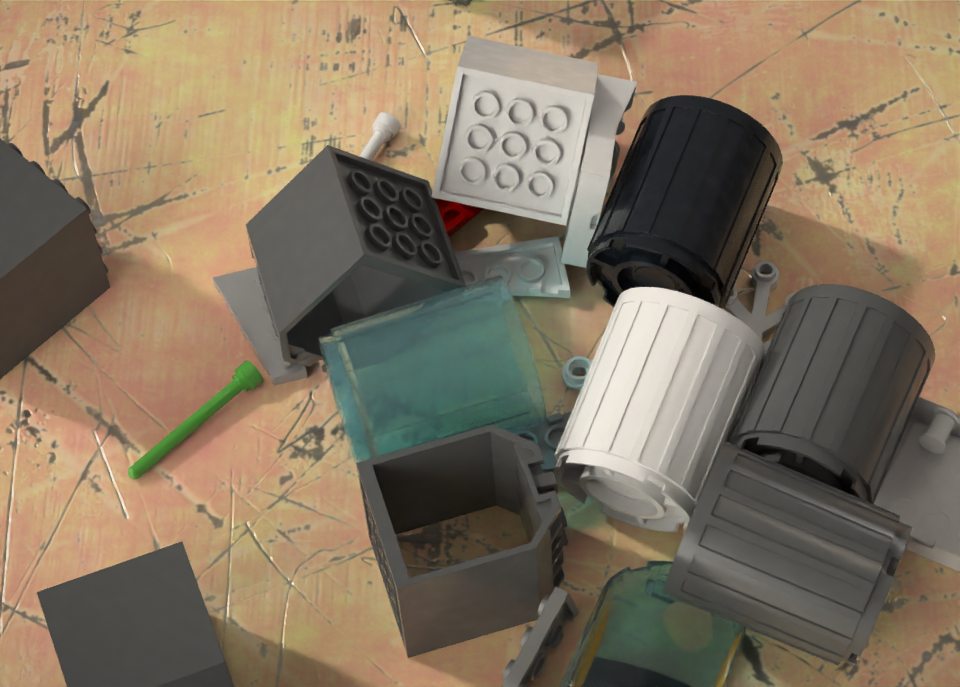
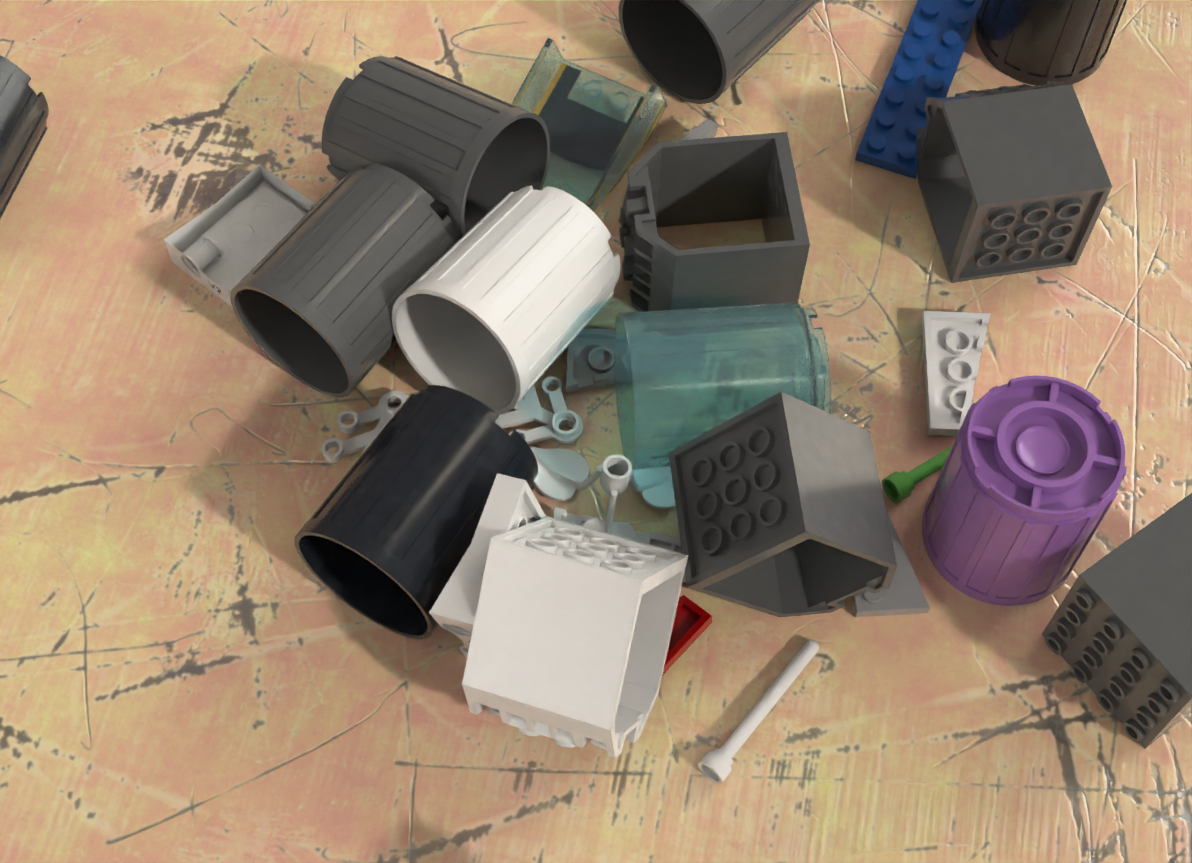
camera: 175 degrees left, 5 degrees up
(133, 315) = (1023, 490): none -> medium lavender container
(201, 501) = (951, 366): none -> white wing
(519, 262) = (565, 470): none -> white plant

